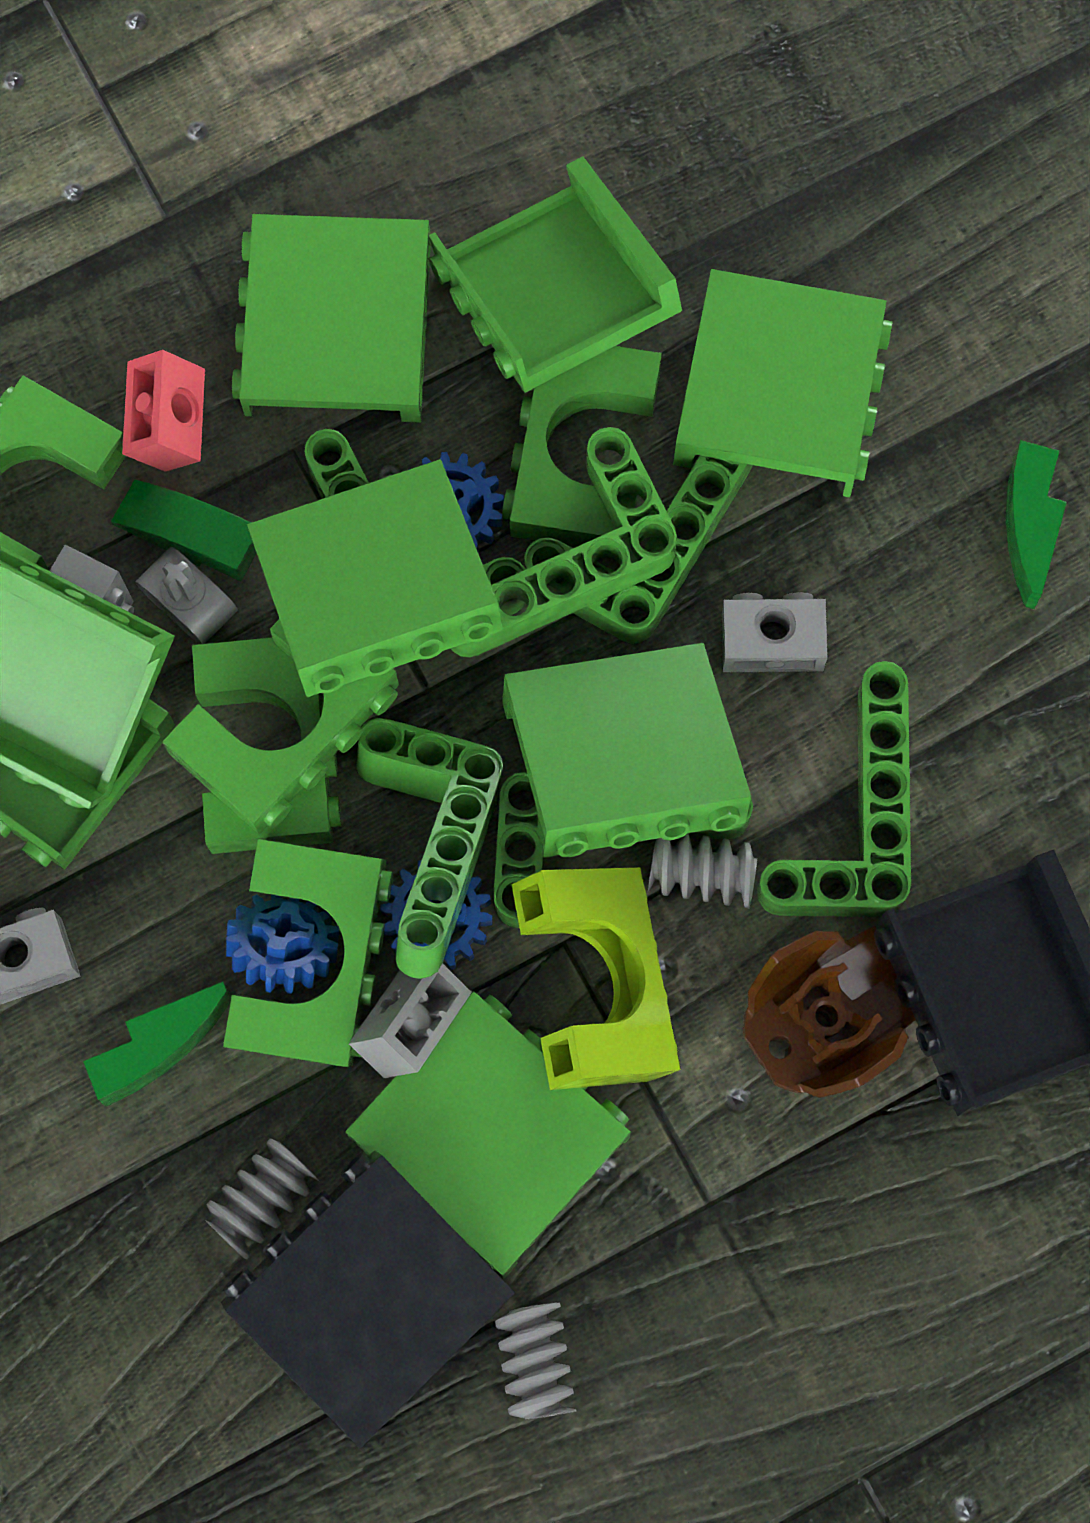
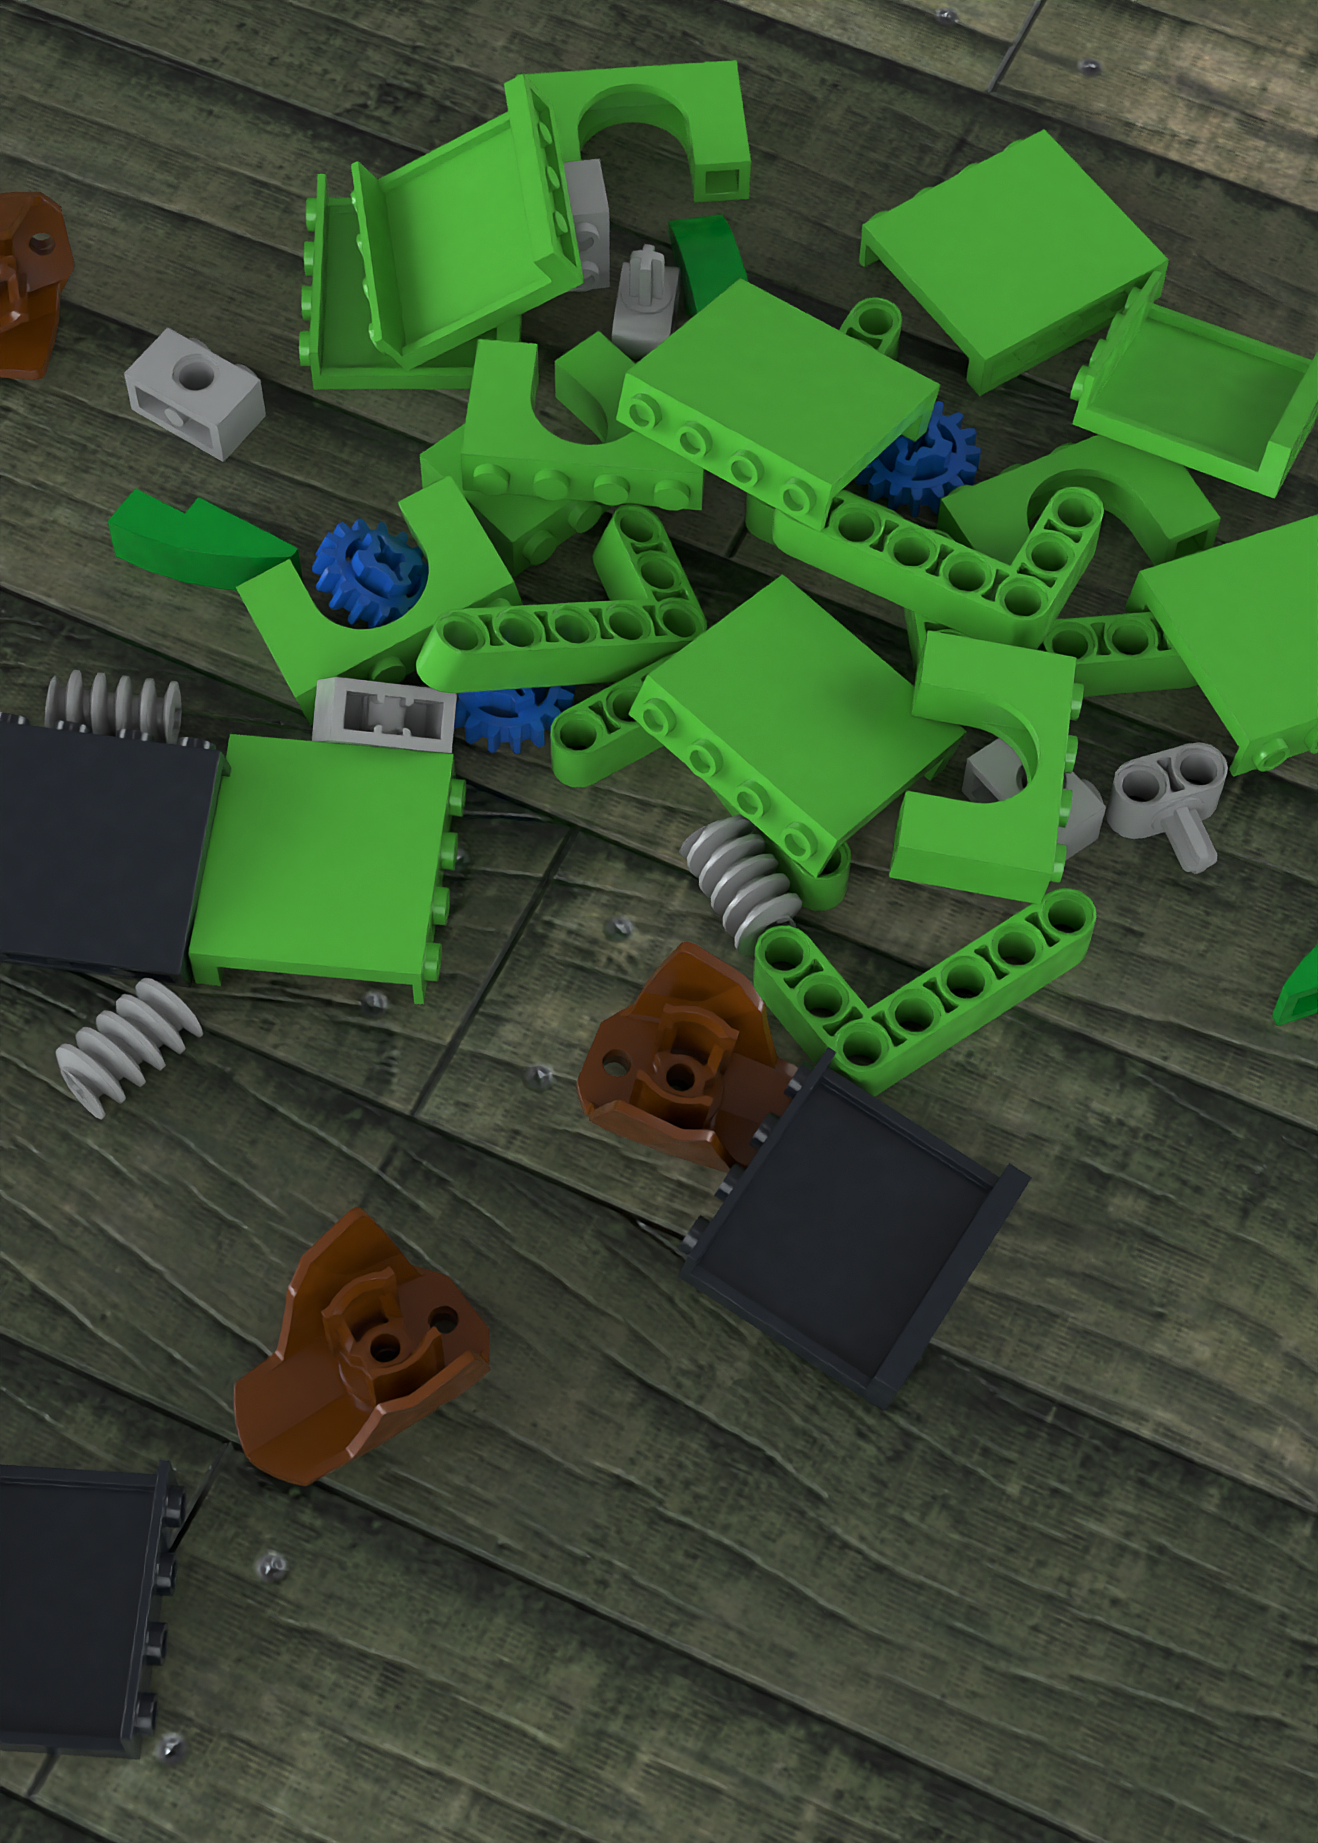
camera: 50 degrees right, 15 degrees down
(163, 411) = (772, 182): coral brick -> none
(612, 915) = (630, 825): lime arch -> none
(732, 591) = (1028, 703): none -> bright green arch
(842, 550) = (1171, 800): none -> light grey beam
(891, 1400) = (324, 1386): none -> reddish brown piece

